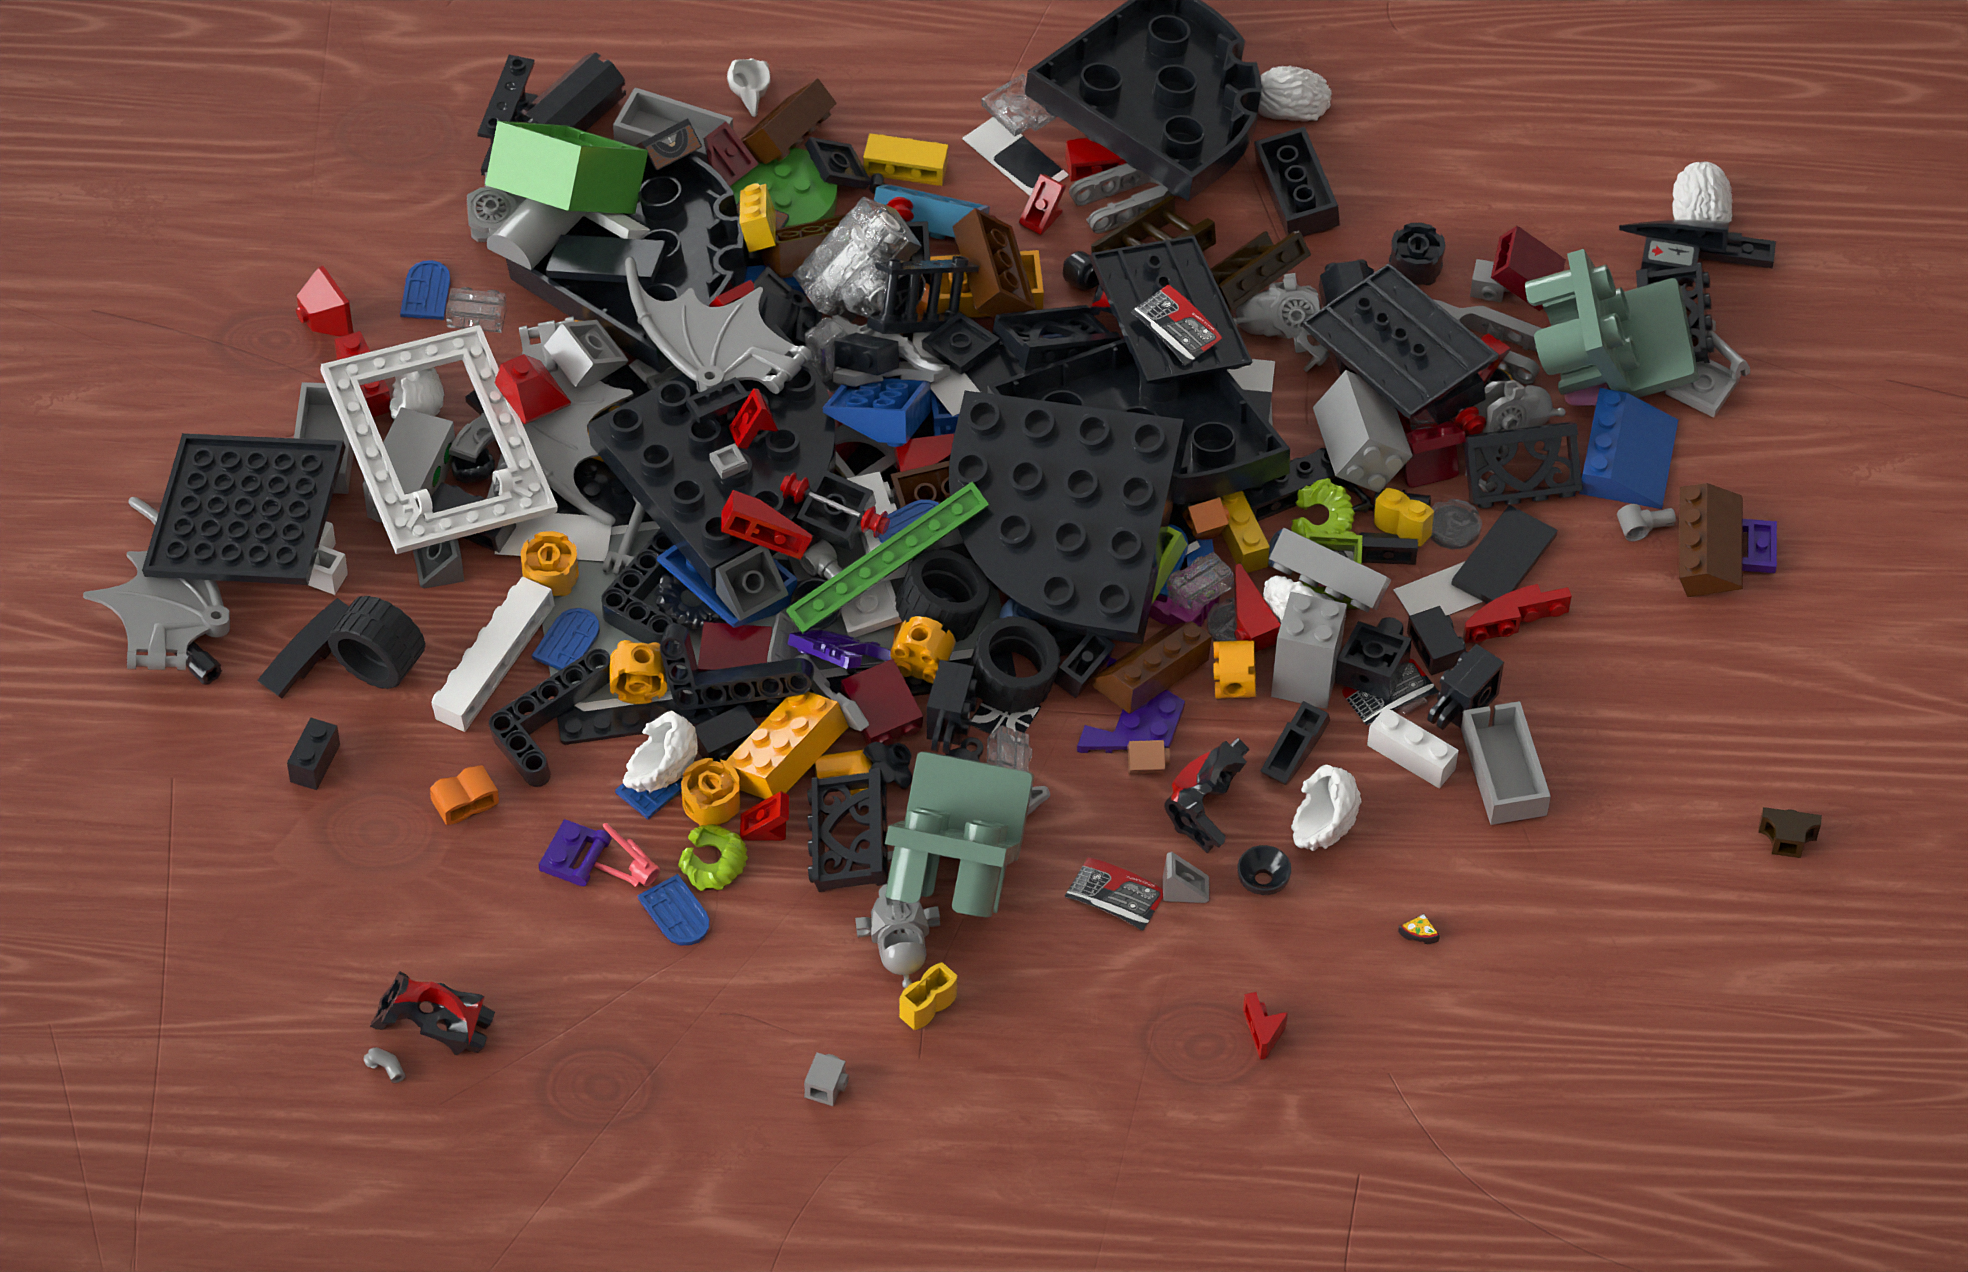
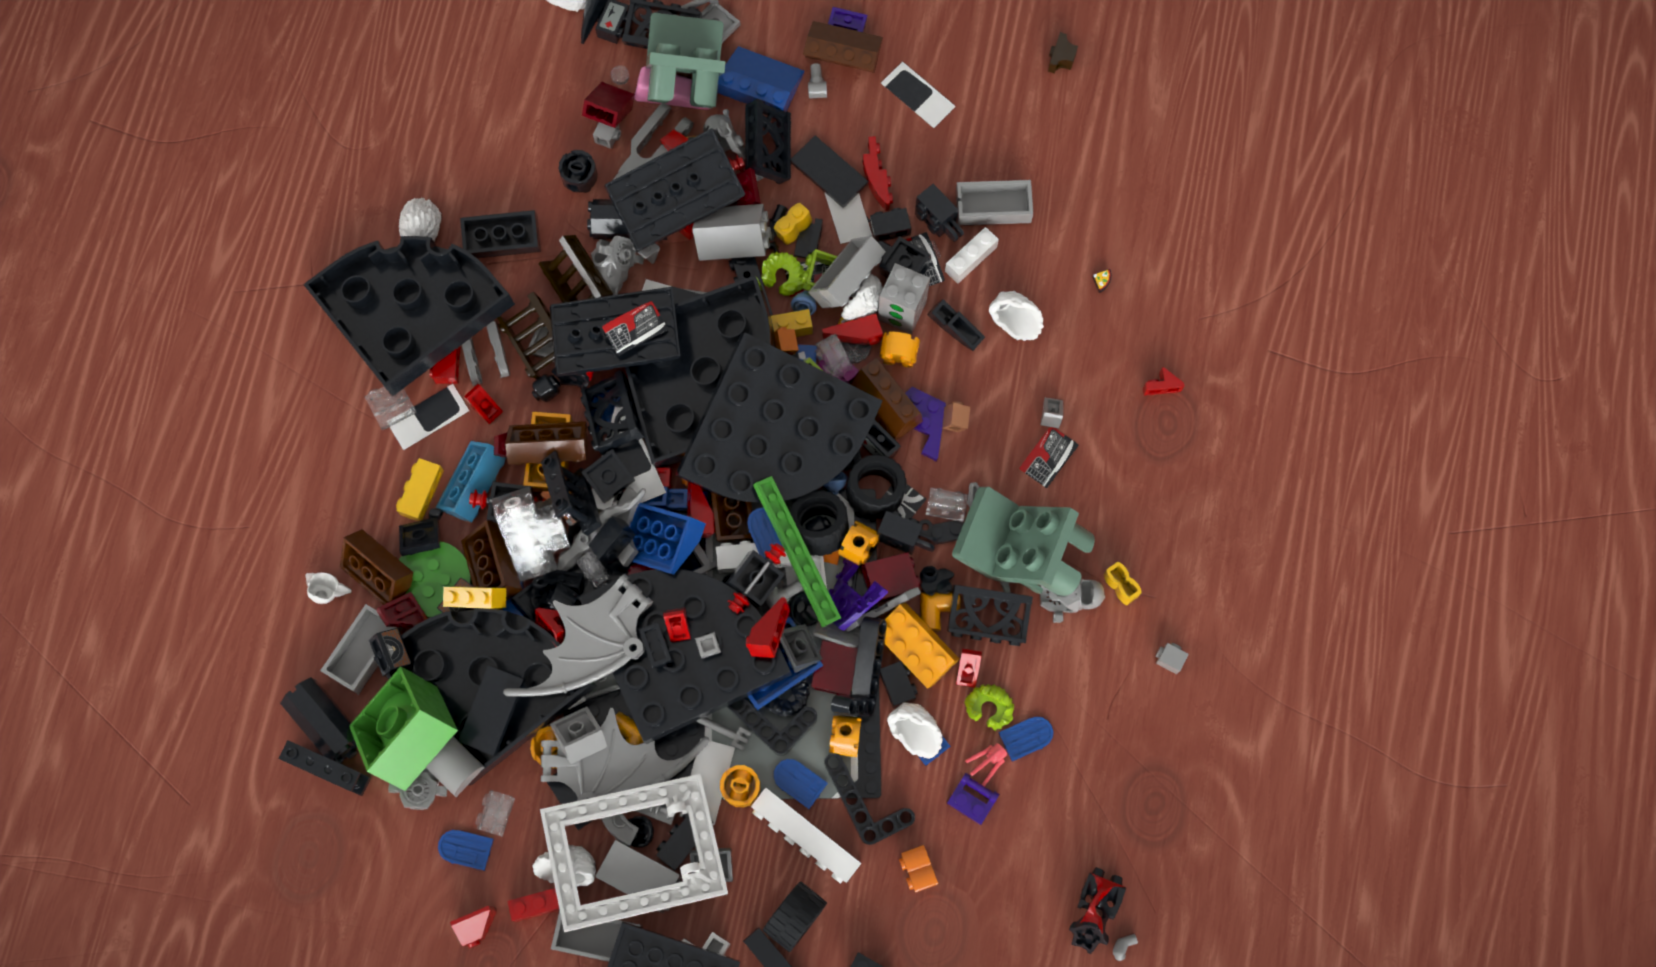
camera: 80 degrees left, 20 degrees up
(530, 388) = (602, 778): red slope -> none
(619, 224) = (457, 693): white hinge -> none
(710, 792) = (945, 700): light orange brick -> none
(1204, 776) = (980, 377): black hips -> none
(1264, 860) = (1053, 353): black piece -> none
(1455, 524) = (797, 192): clear tile -> none
(1667, 656) = (918, 94): none -> sticker

